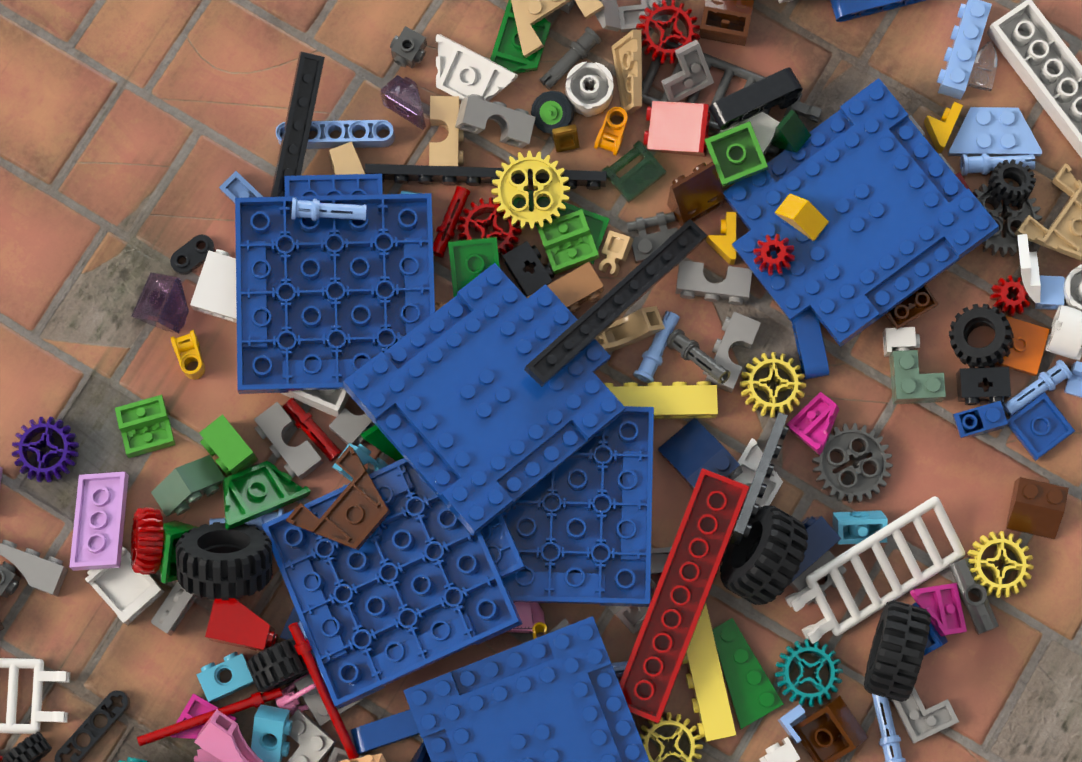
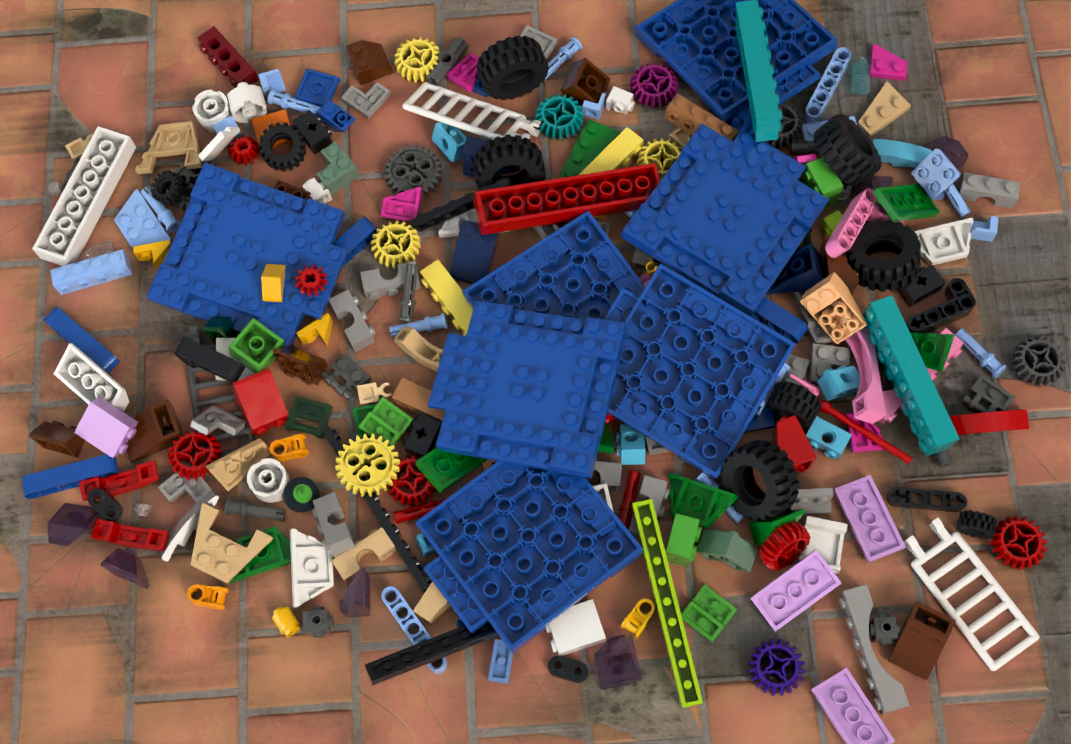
camera: 120 degrees left, 10 degrees down
(116, 654) = (869, 519): none -> lavender plate
(178, 384) = (667, 604): none -> lime brick
(300, 207) = (481, 585): light blue pin -> none
(304, 649) = (776, 387): red bar -> none
(355, 511) = (667, 415): reddish brown wing -> none
(432, 20) = (285, 621): none -> yellow brick
(565, 138) = (314, 474): pearl gold tile -> none
(615, 303) = (411, 352): black plate -> none
(980, 470) = (366, 103): none -> light grey plate

